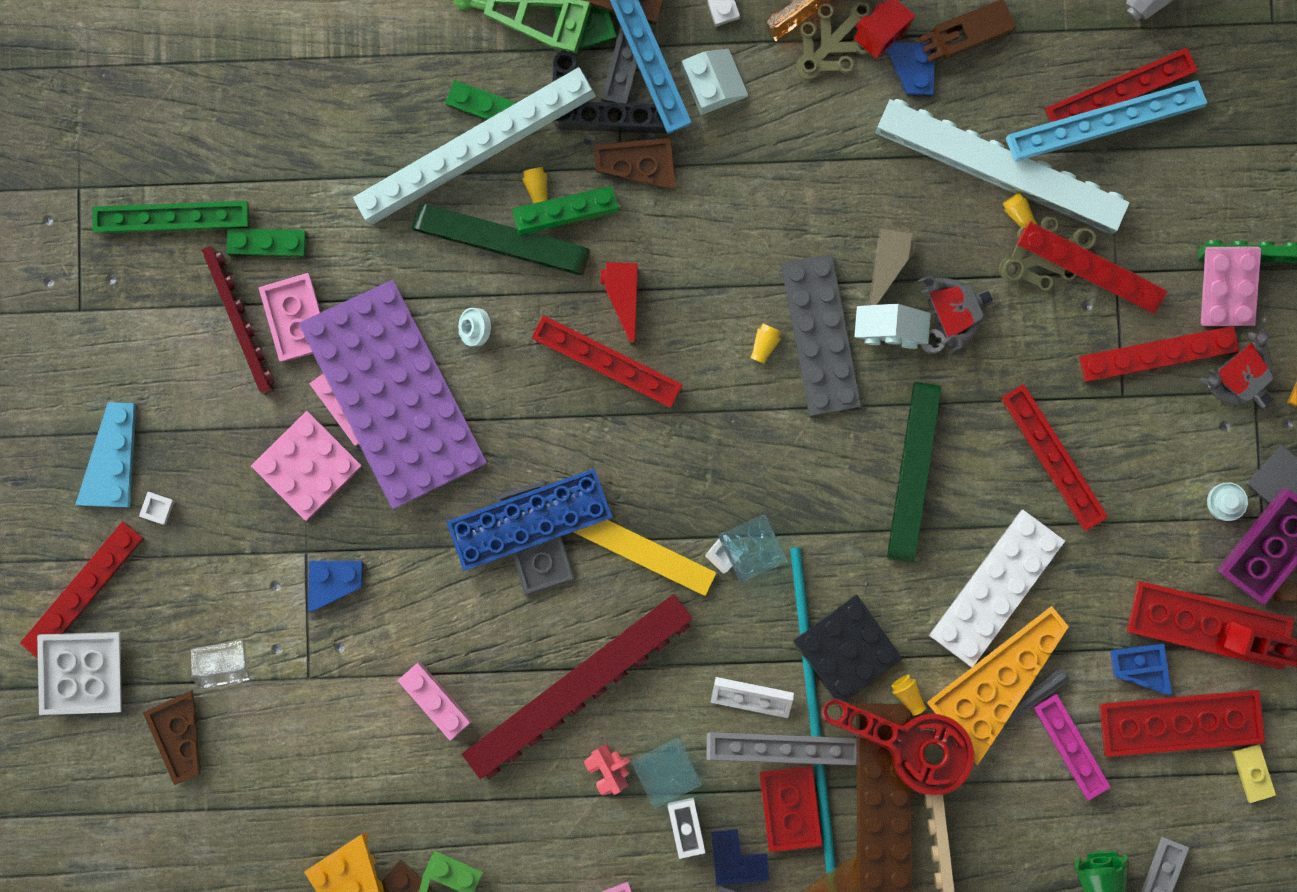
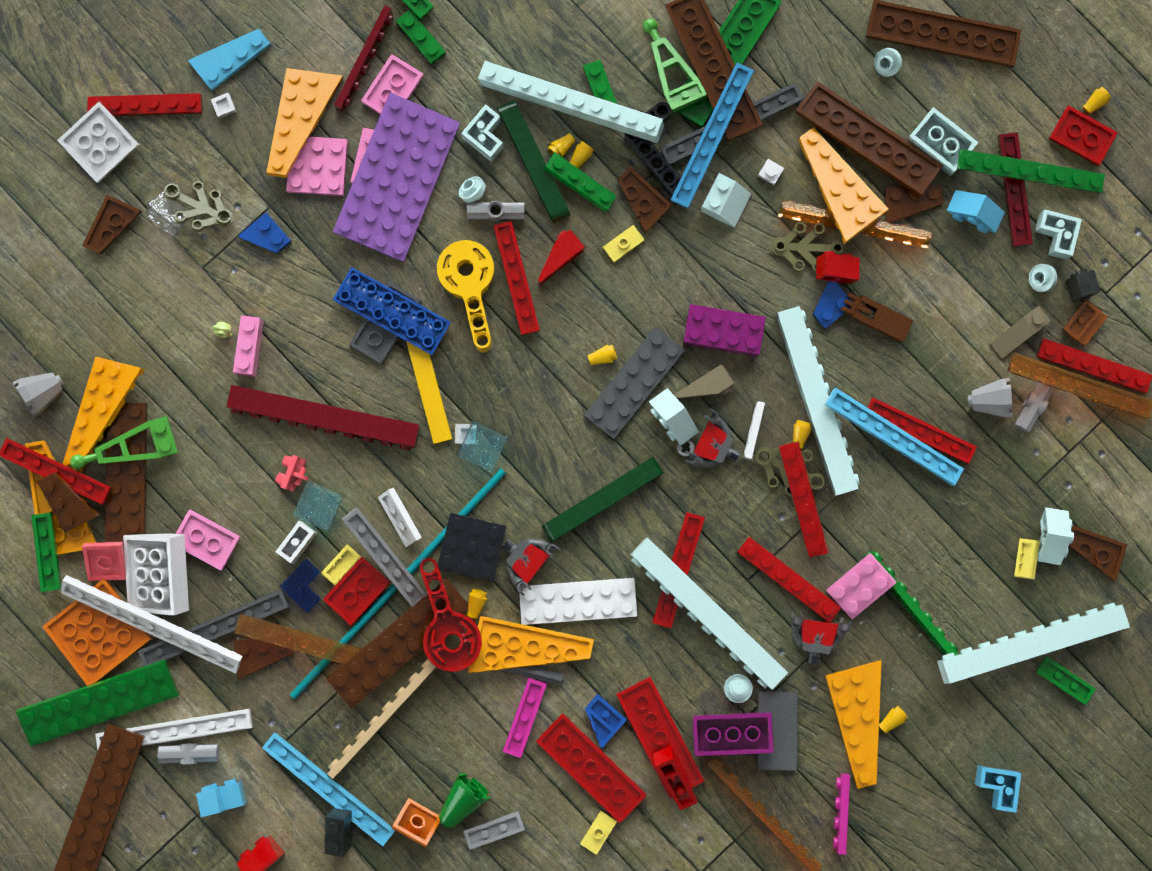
camera: 45 degrees right, 0 degrees up
(233, 432) = (300, 109): none -> light orange wing
(245, 624) = (200, 208): none -> plant
(393, 713) = (222, 330): none -> yellowish green plate
(425, 270) = (480, 134): none -> light aqua brick
(508, 197) = (561, 145): none -> yellow cone
(530, 308) = (482, 211): none -> light grey piece
(575, 416) = (469, 287): none -> yellow beam
(666, 222) = (623, 243): none -> light yellow plate
(749, 801) = (341, 564): none -> light yellow plate
(847, 197) = (724, 330): none -> magenta brick
(911, 604) = (526, 560): none -> torso
(976, 256) = (753, 431): none -> white tile
(1127, 464) = (705, 610): none -> light aqua brick

